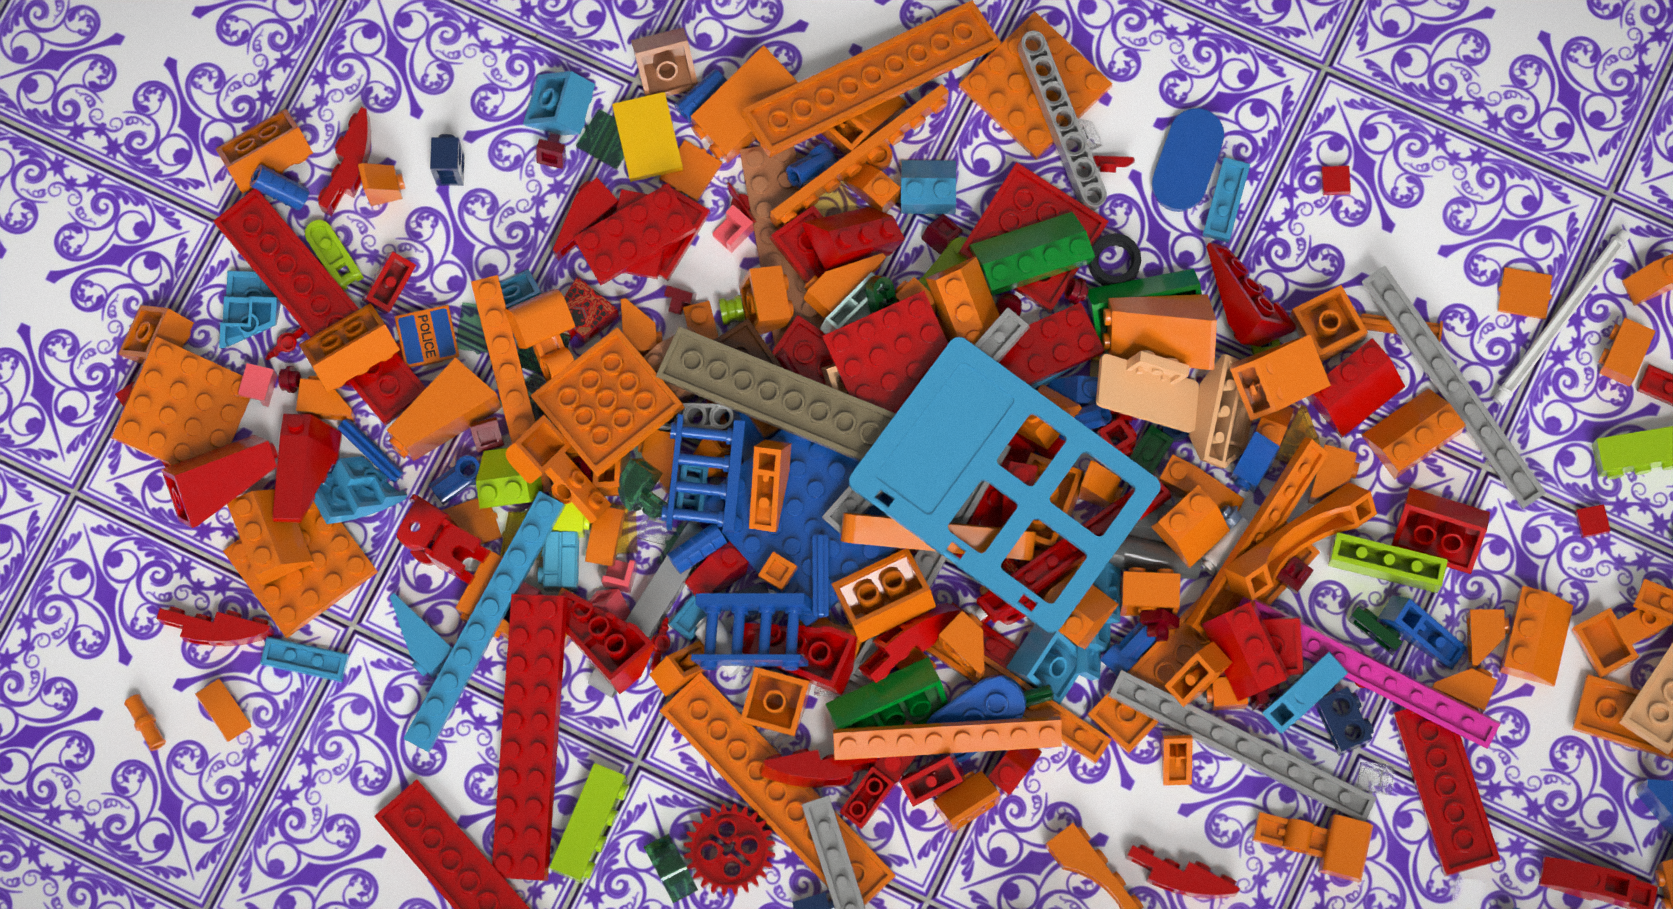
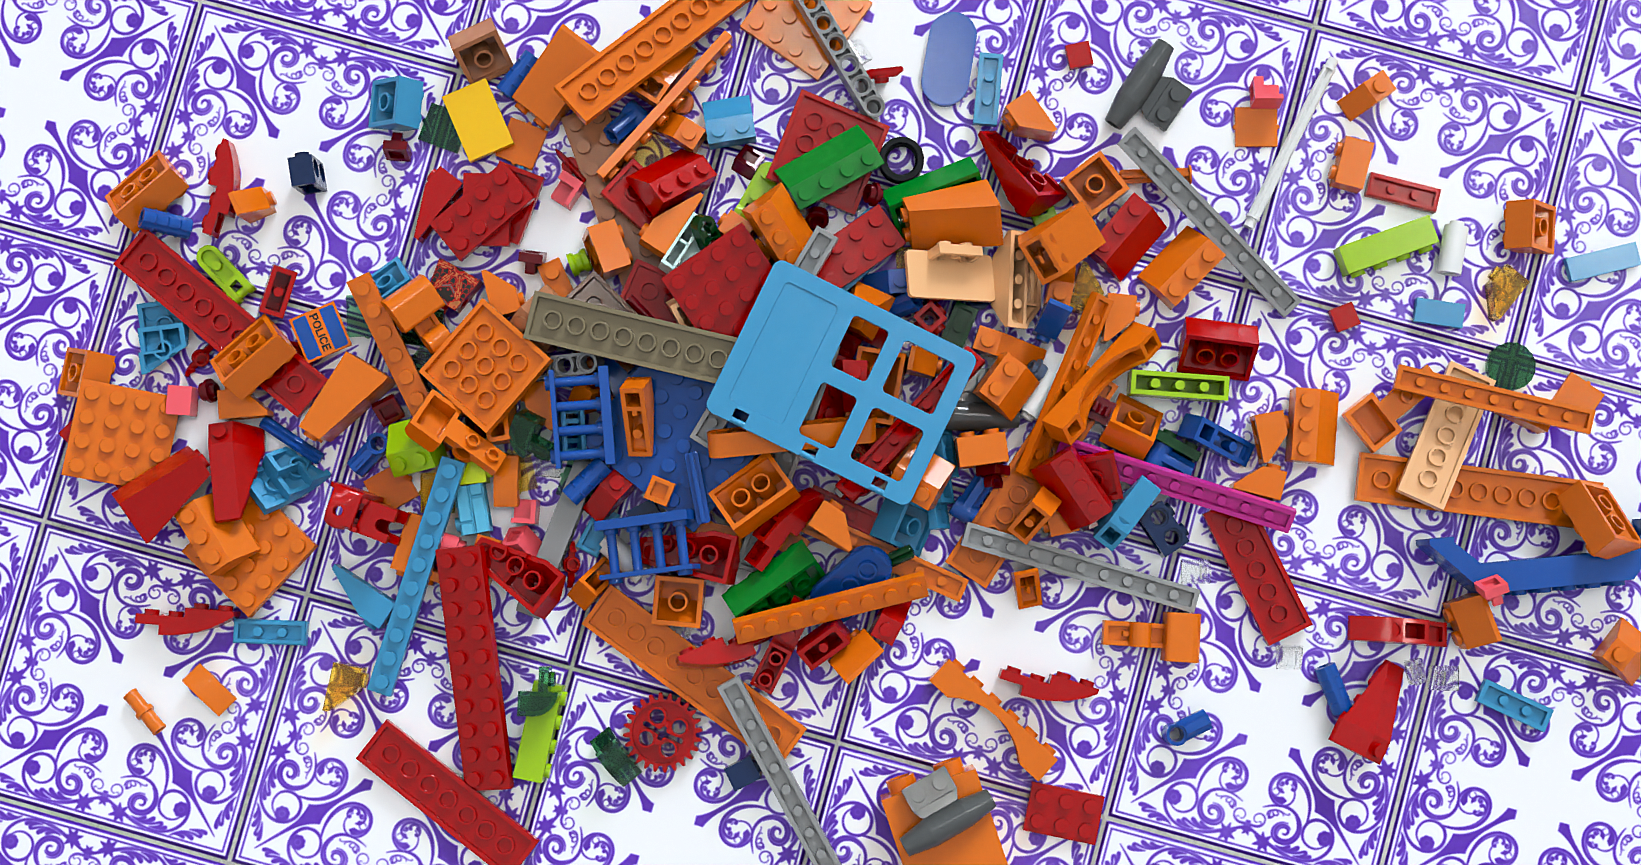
camera: 10 degrees left, 10 degrees up
(377, 731) = (344, 683): none -> clear yellow slope
(598, 784) = (539, 701): none -> clear green brick
(1265, 238) = (1028, 119): none -> orange slope
(1326, 600) = (1131, 427): none -> orange slope
(1360, 638) = (1163, 456): none -> blue piece
(1408, 231) = (1147, 90): none -> dark grey plate
(1539, 260) = (1263, 95): none -> coral panel

